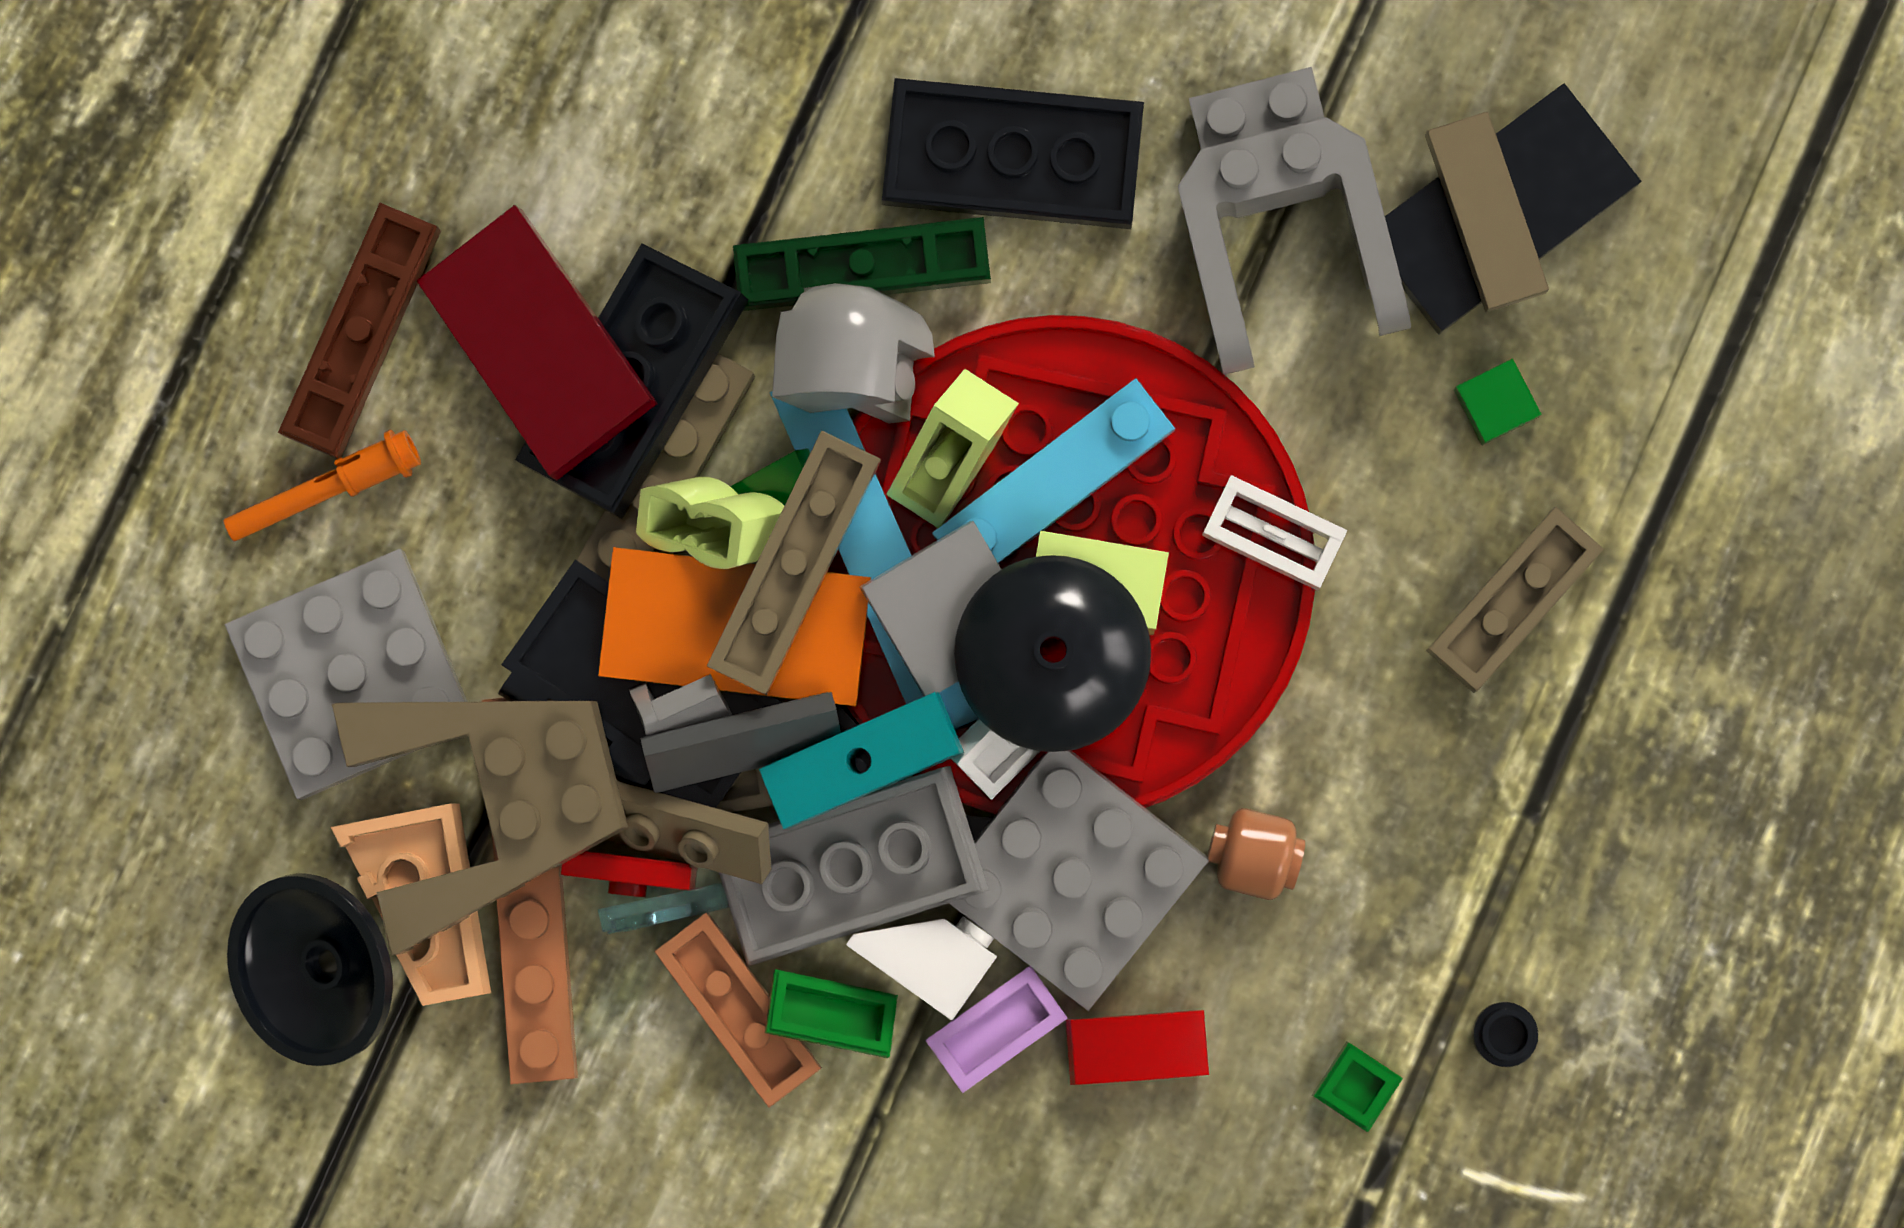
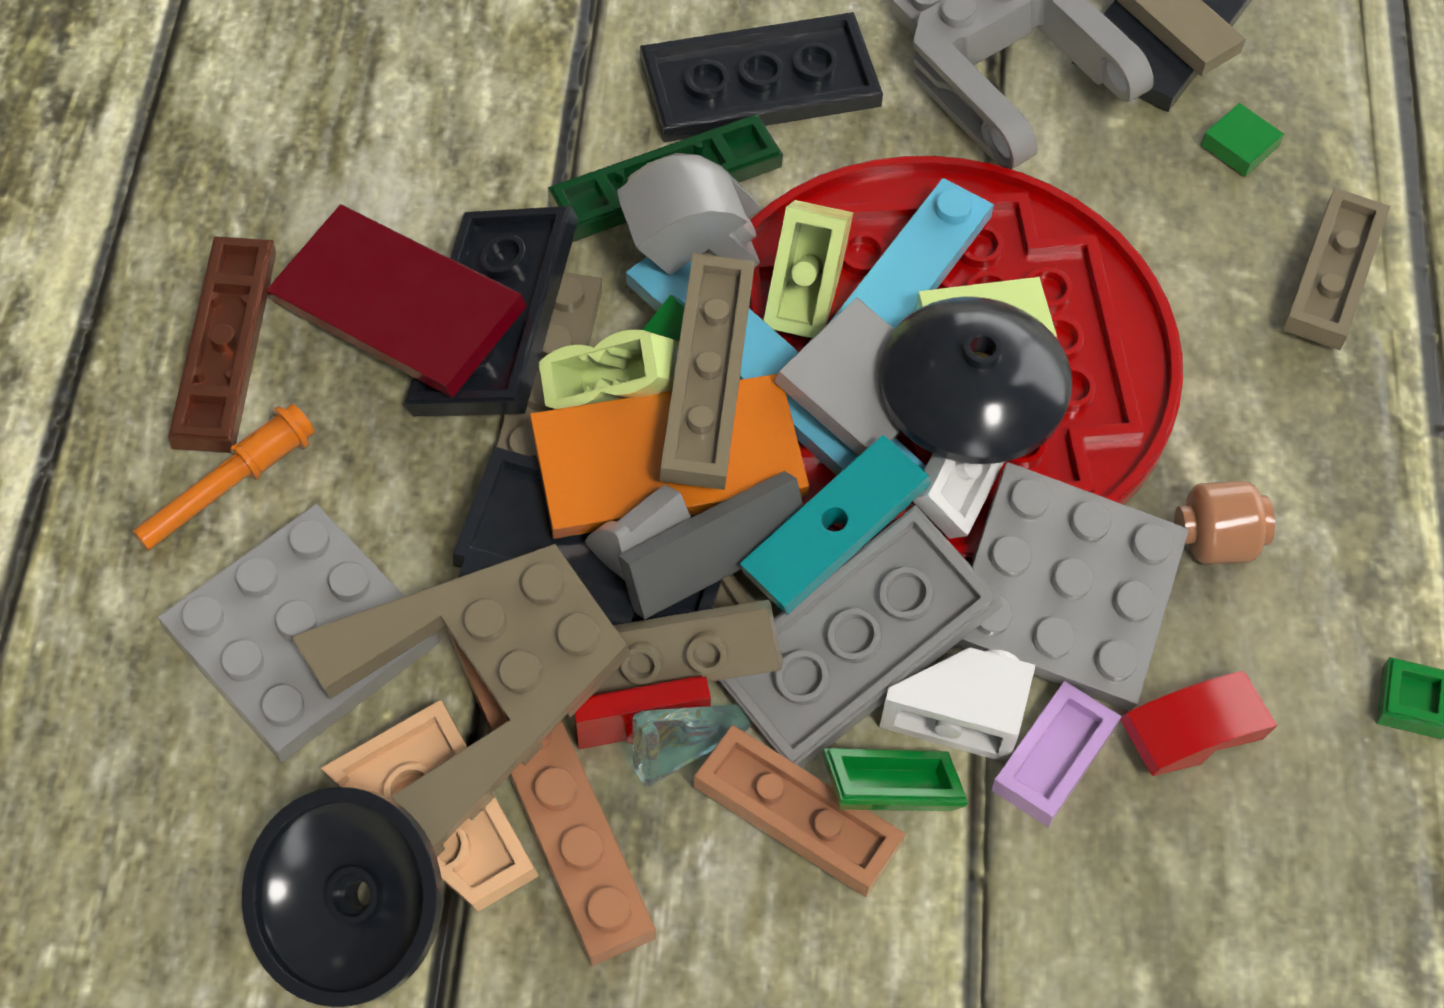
camera: 30 degrees left, 25 degrees down
(1262, 555) = (1114, 270): white tile -> none

